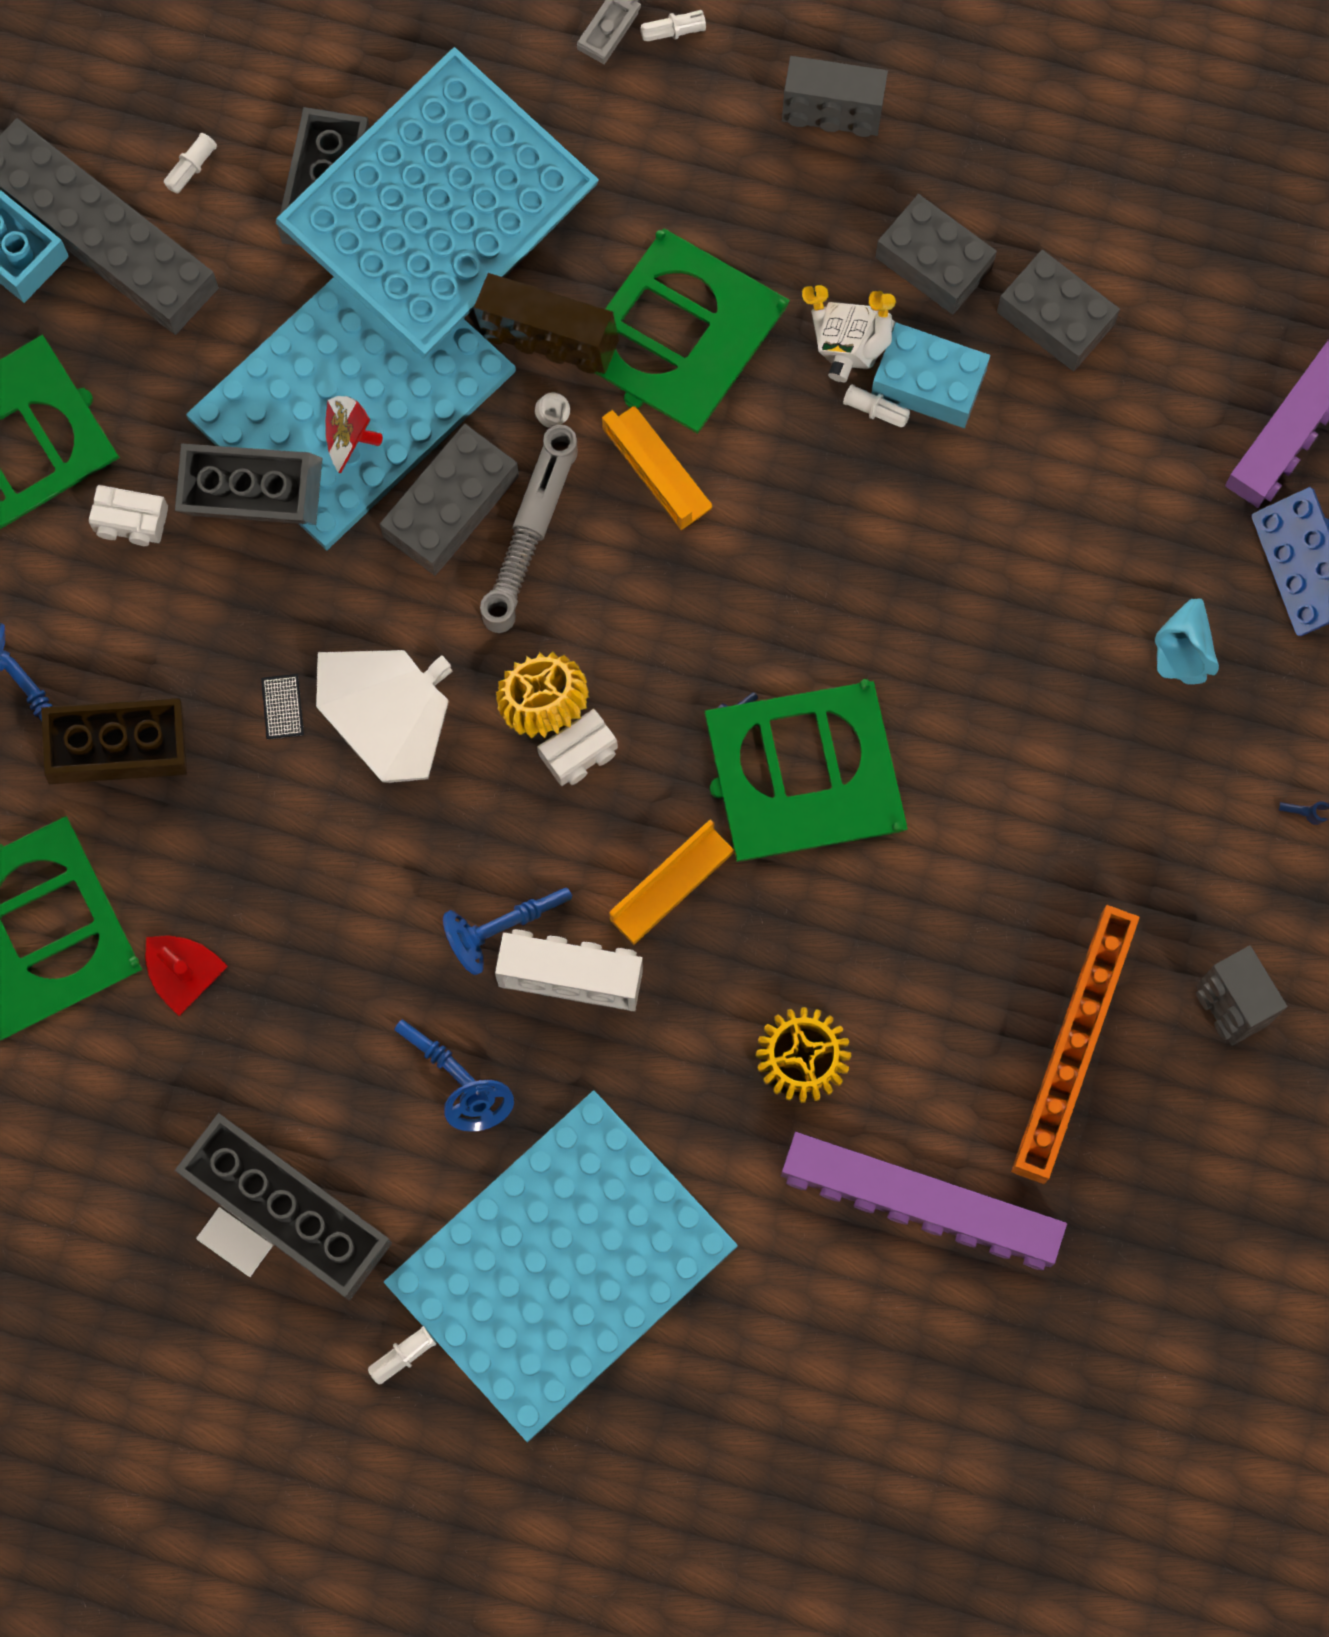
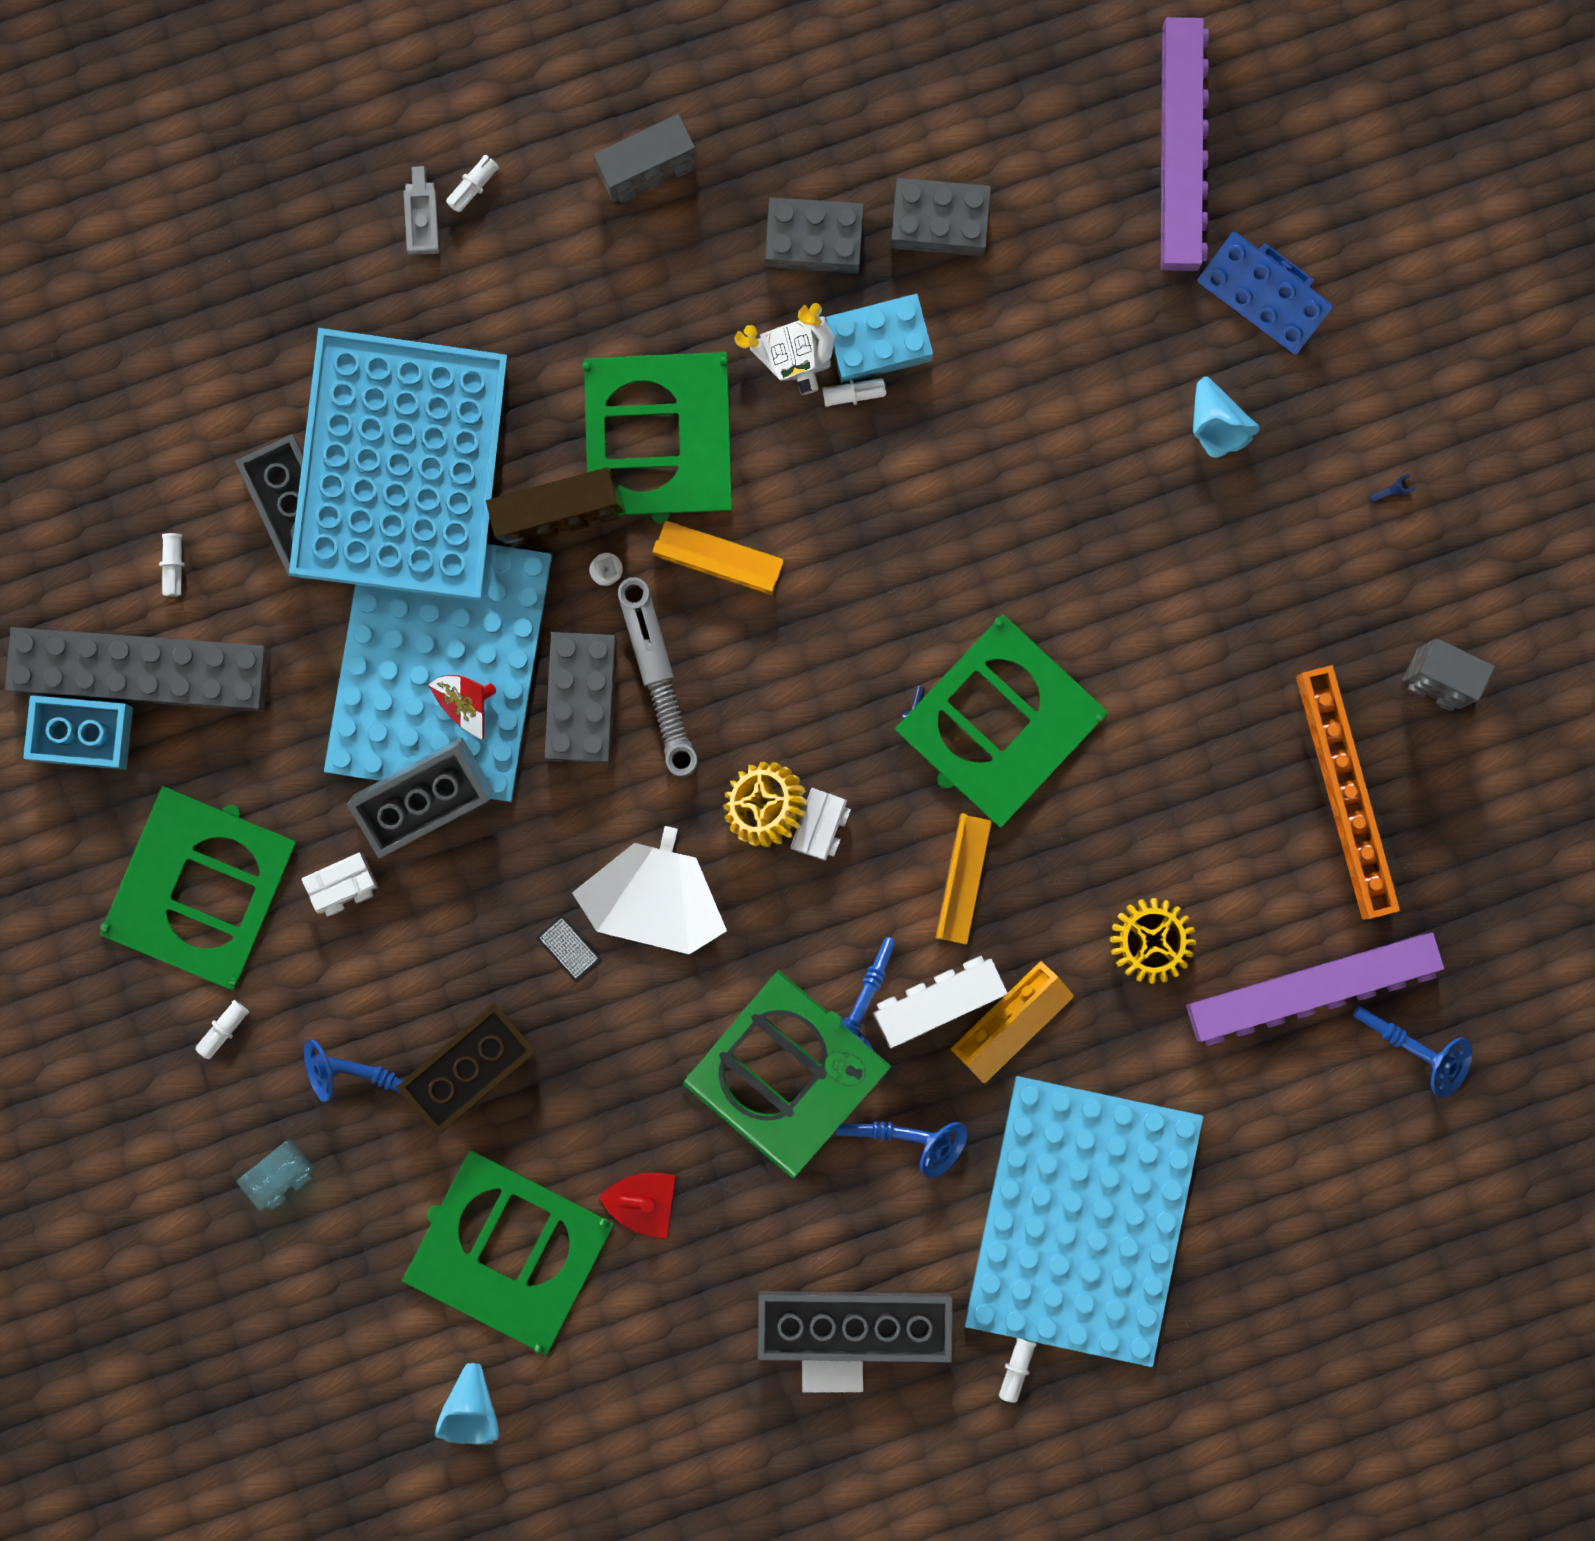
camera: 40 degrees left, 10 degrees up
(425, 977) = (820, 1108): none -> green door
(624, 1041) = (1012, 1022): none -> light orange panel
(989, 1345) = (1454, 1066): none -> blue dish

